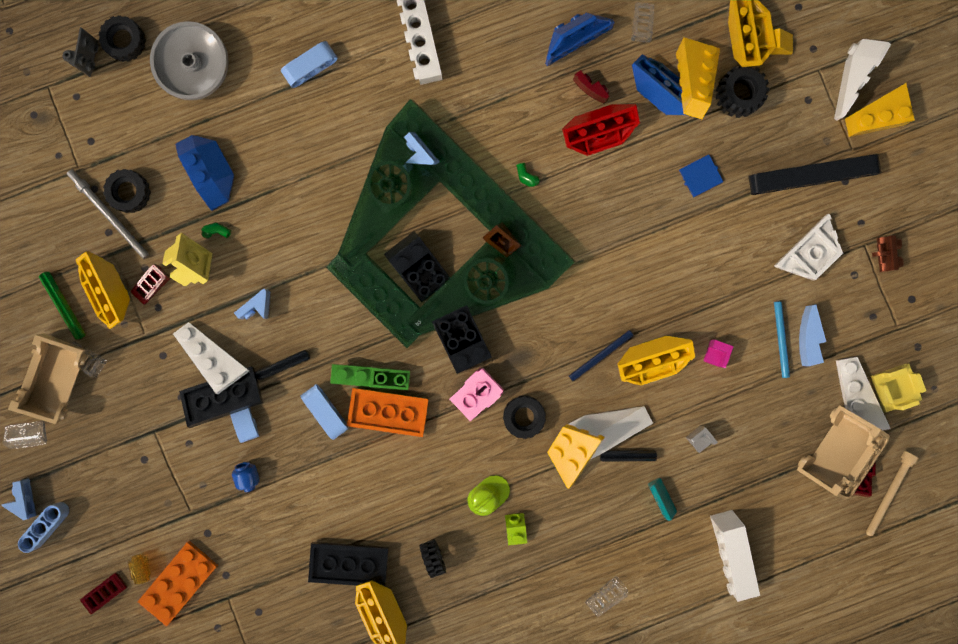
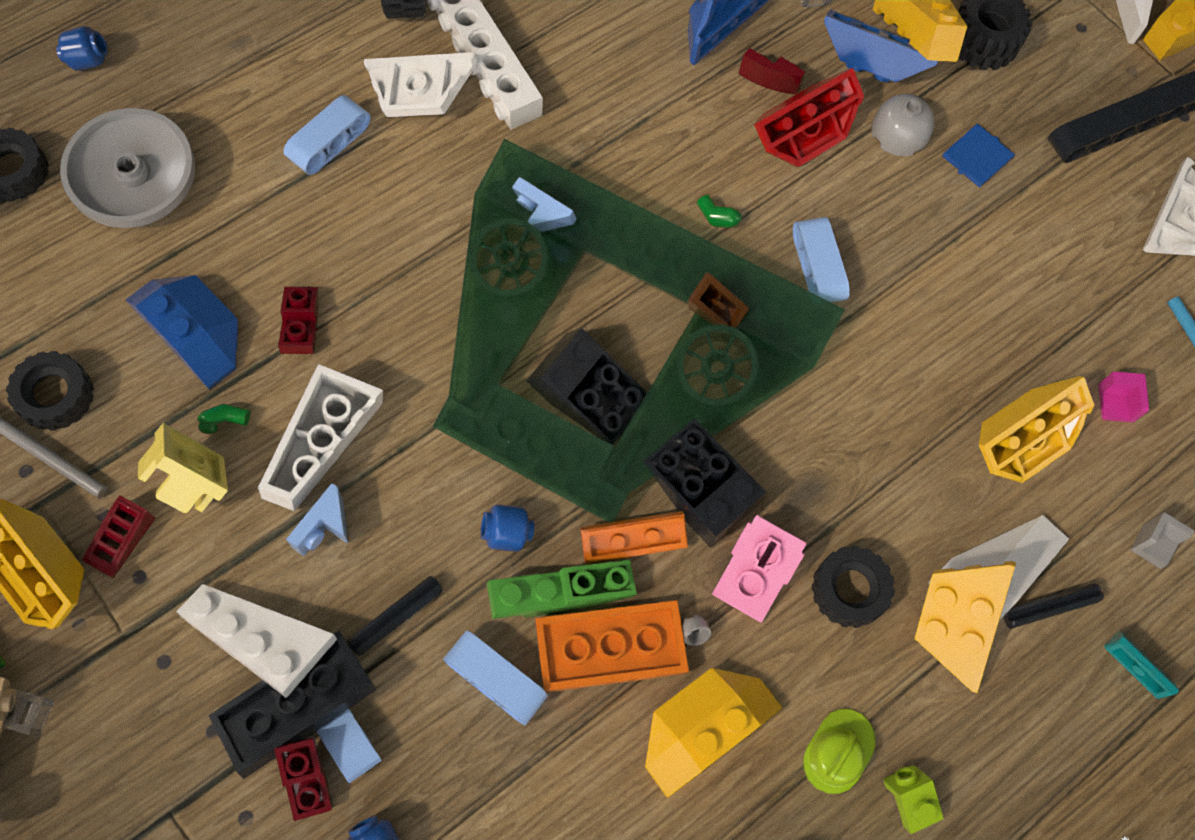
camera: 20 degrees left, 20 degrees down
(219, 436) = (304, 778): none -> dark red slope
(265, 254) = (318, 433): none -> white wedge
(268, 182) = (299, 320): none -> dark red slope
(350, 335) = (506, 528): none -> blue head
(371, 42) = (419, 82): none -> white wing
(416, 358) = (634, 537): none -> orange tile
(425, 464) = (704, 725): none -> yellow wedge
(433, 416) = (702, 632): none -> light grey hinge
(575, 223) = (821, 259): none -> light blue beam
(601, 355) = (938, 453): dark blue bar -> none
(660, 145) = (903, 124): none -> light grey cylinder

